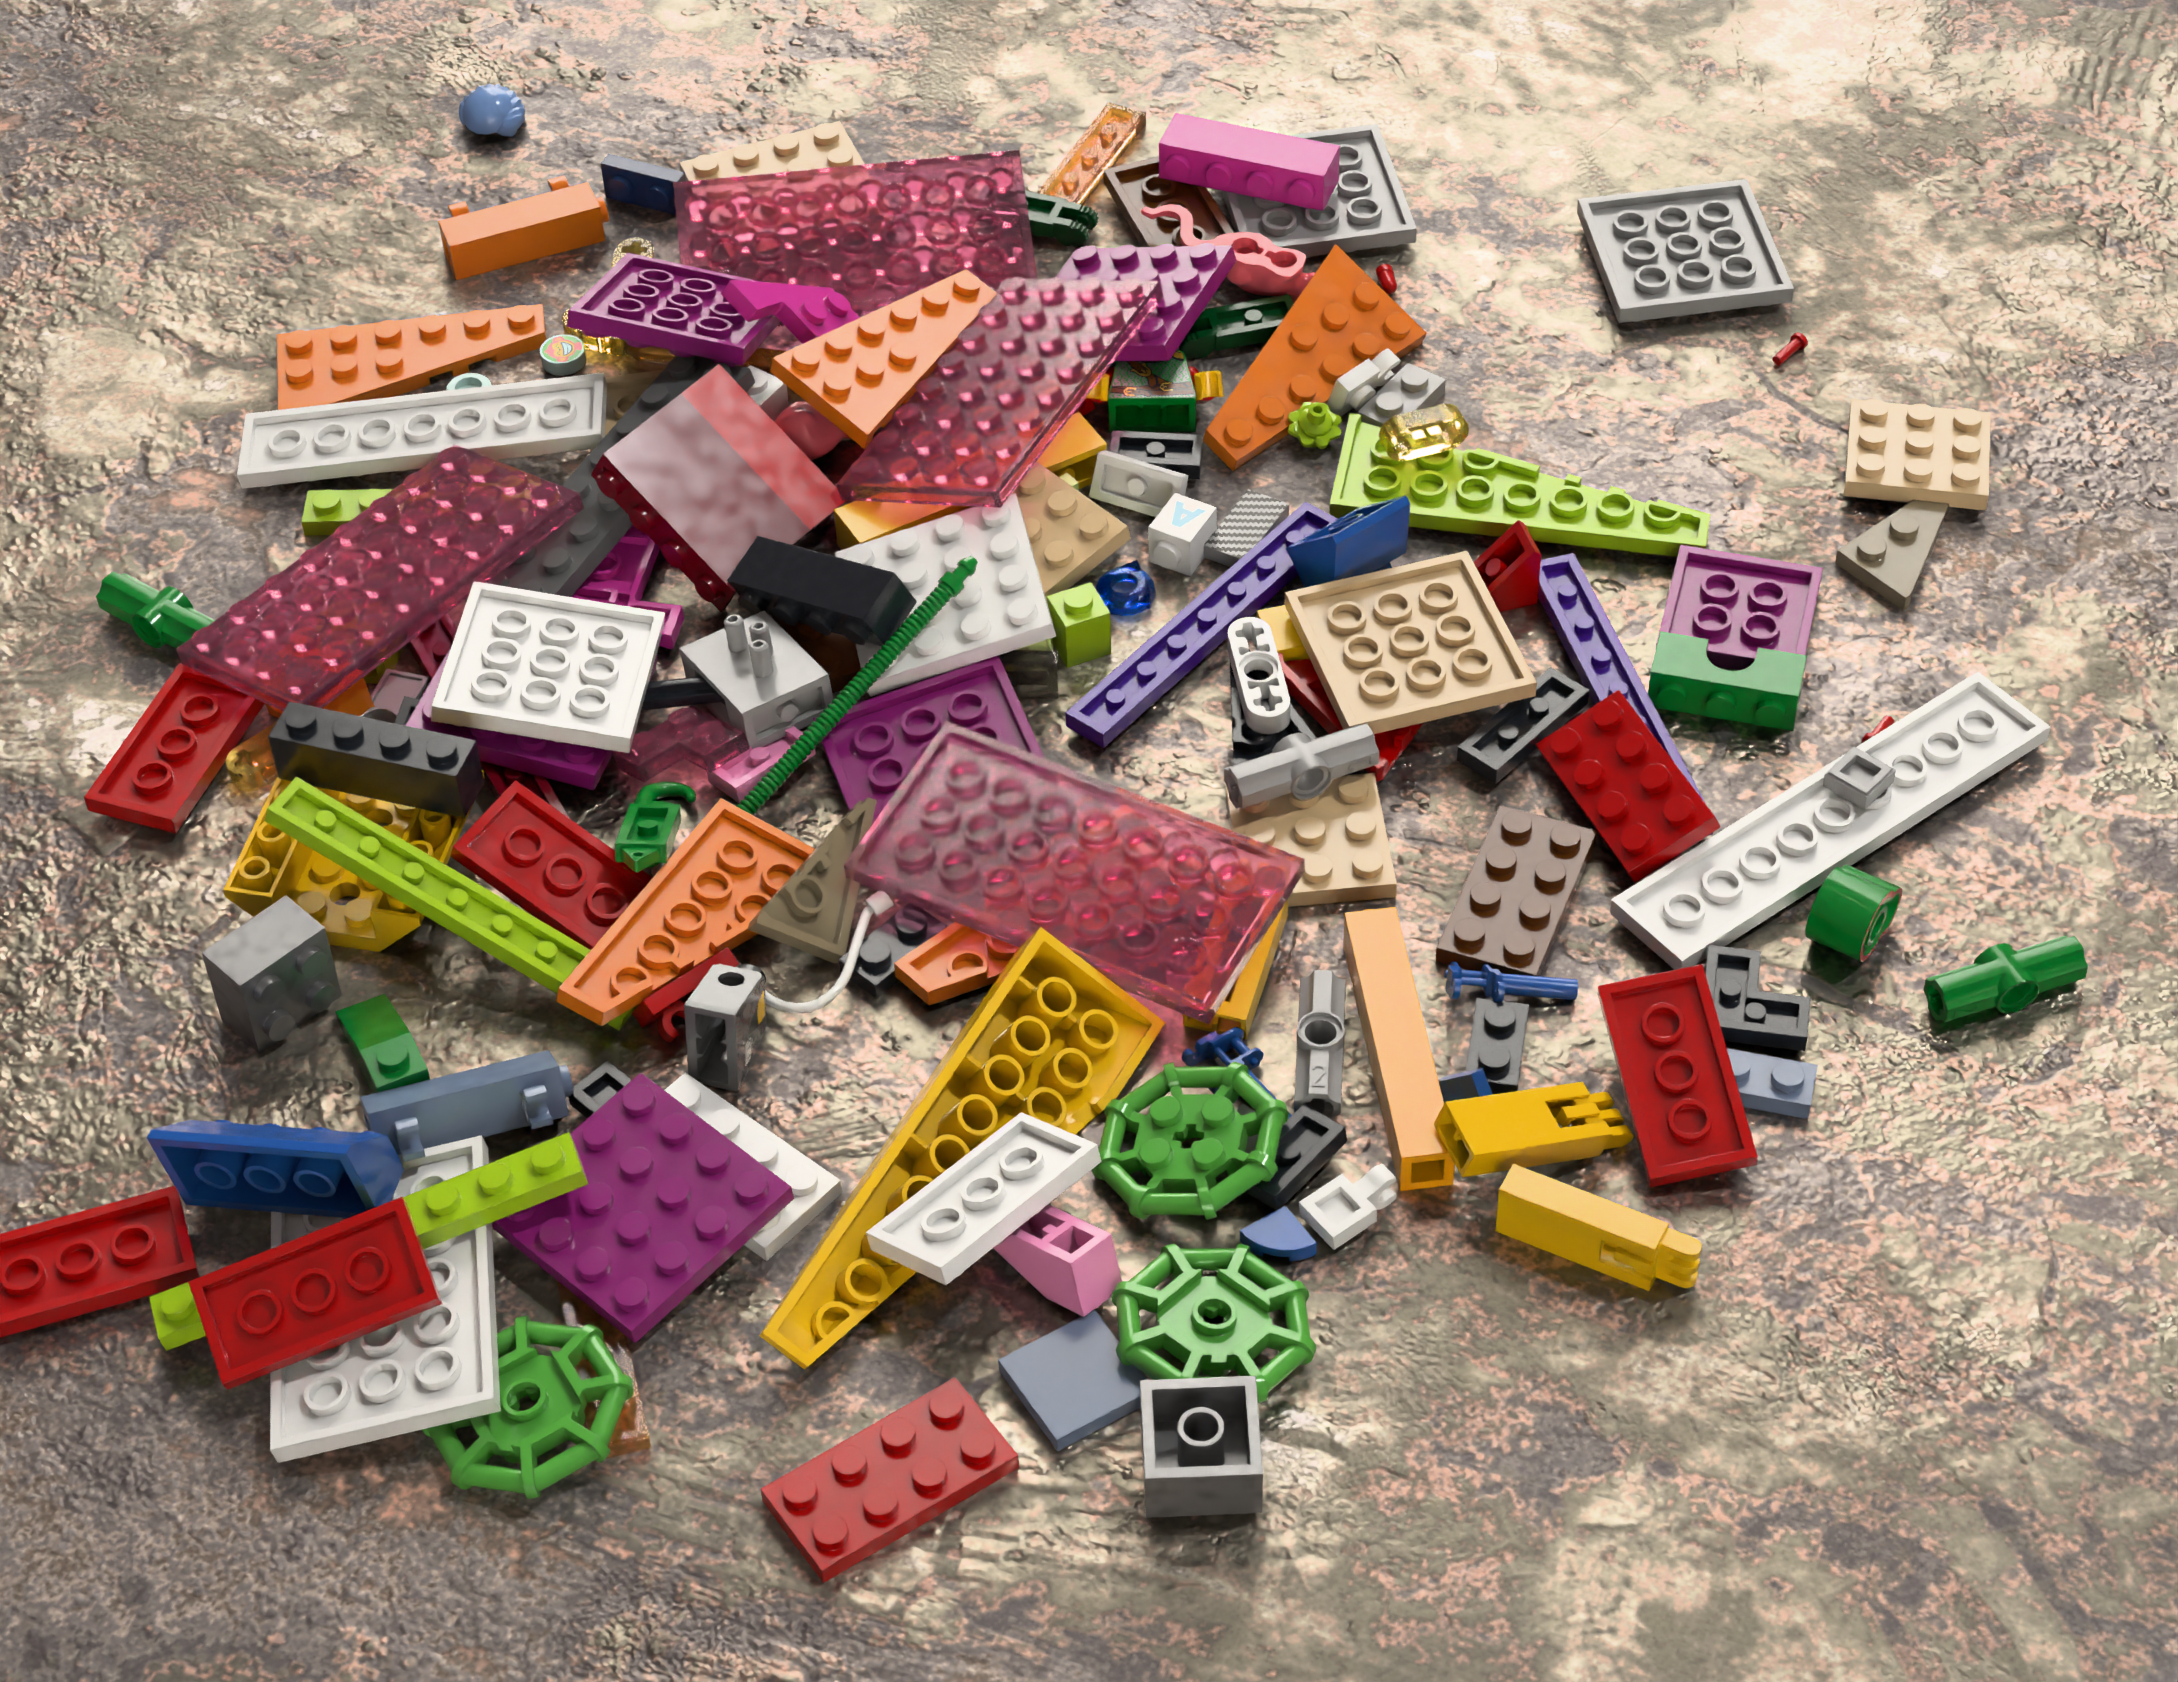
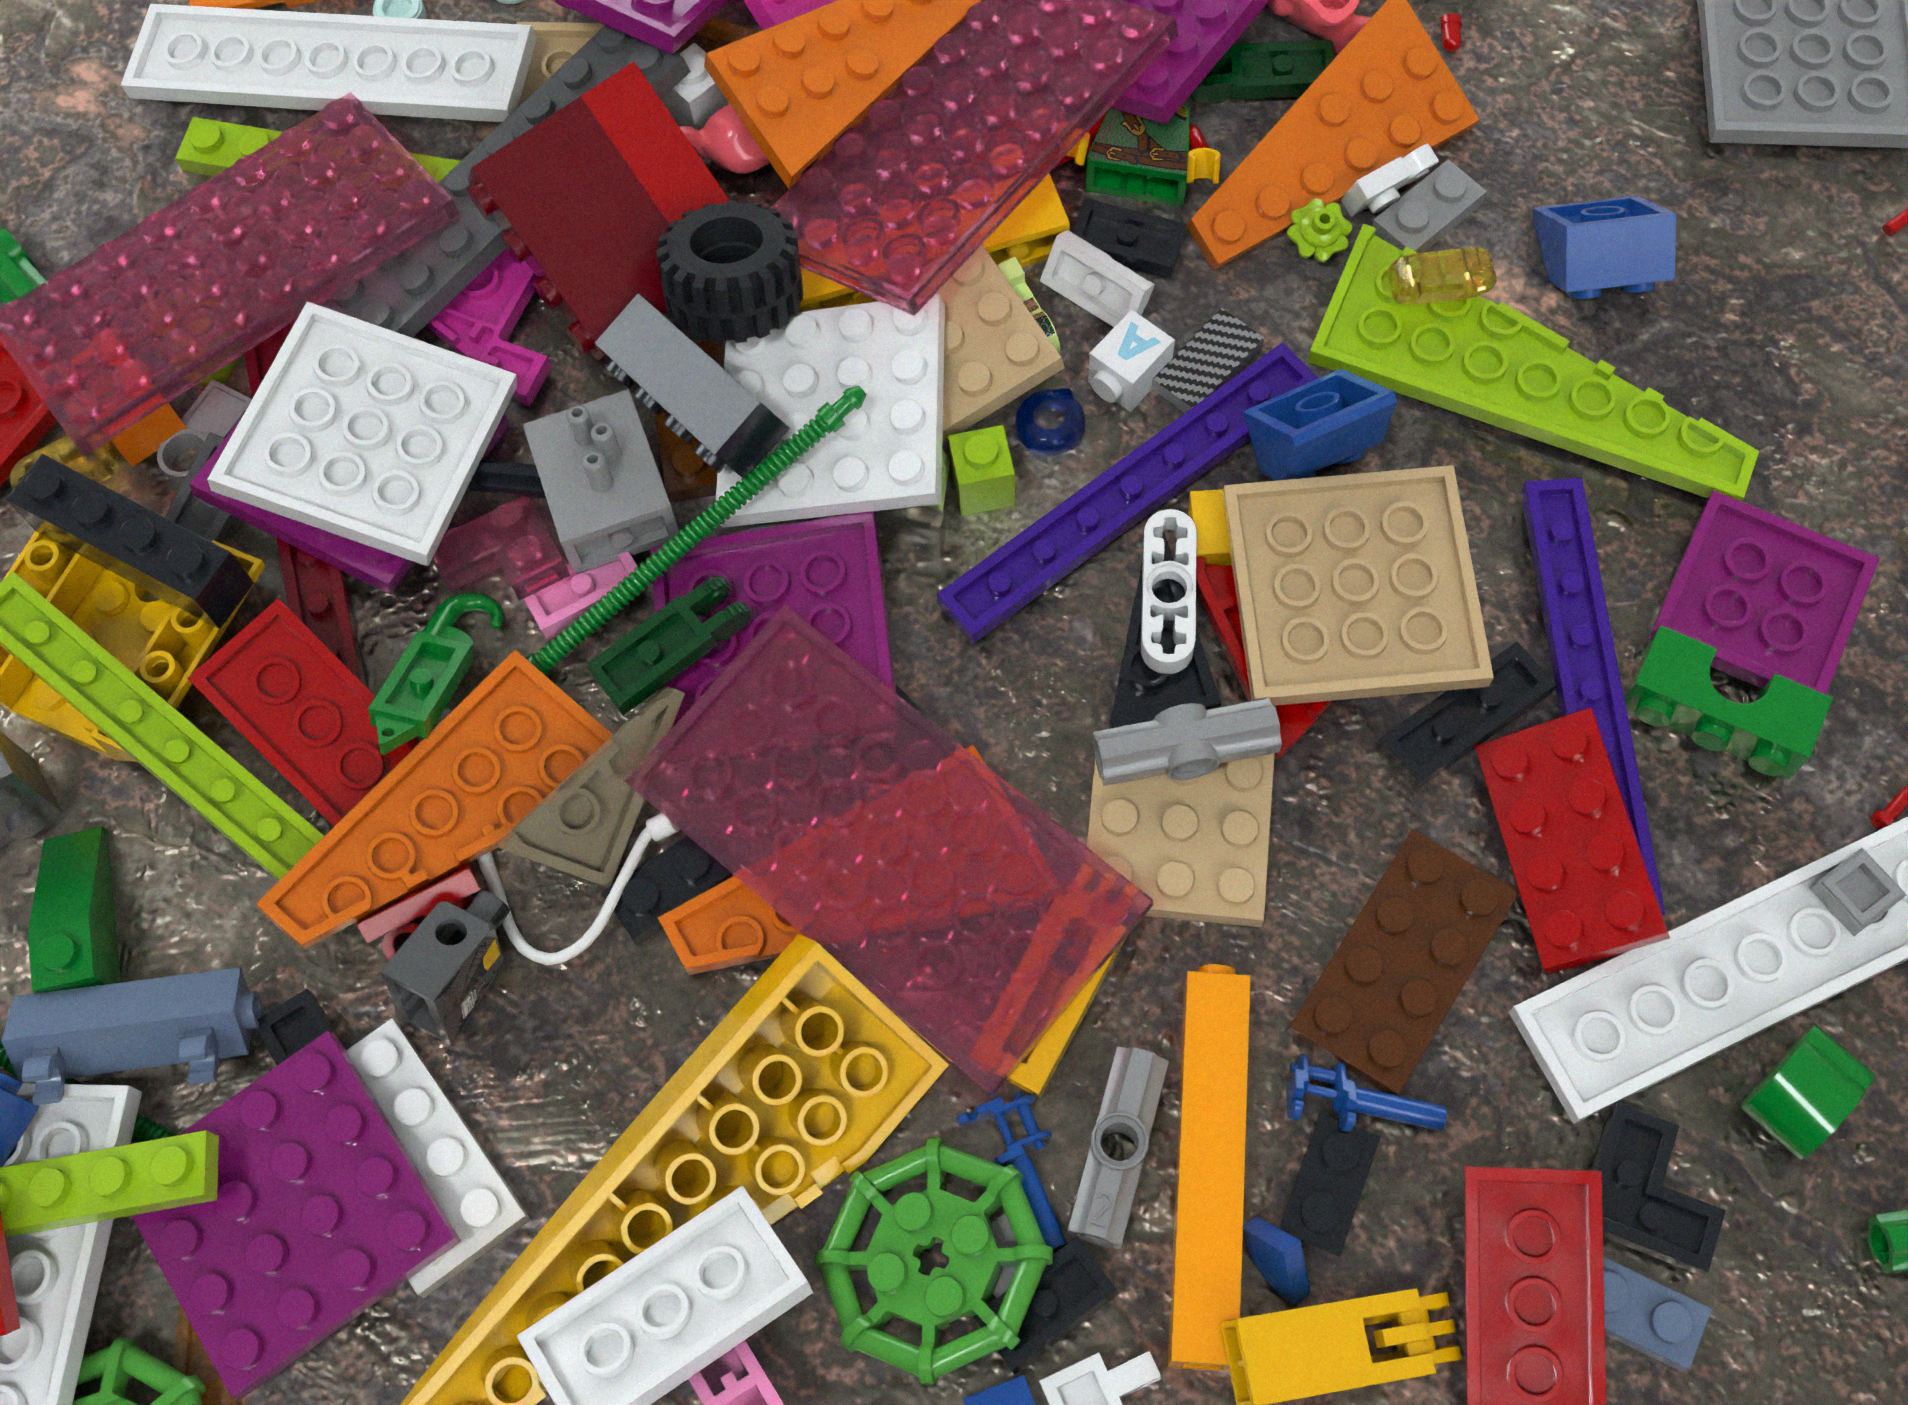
camera: 15 degrees right, 20 degrees up
(836, 503) = (730, 271): none -> black tyre
(850, 772) = (667, 644): none -> dark green hinge
(1511, 569) = (1499, 485): red slope -> none
(1553, 398) = (1606, 245): none -> blue slope

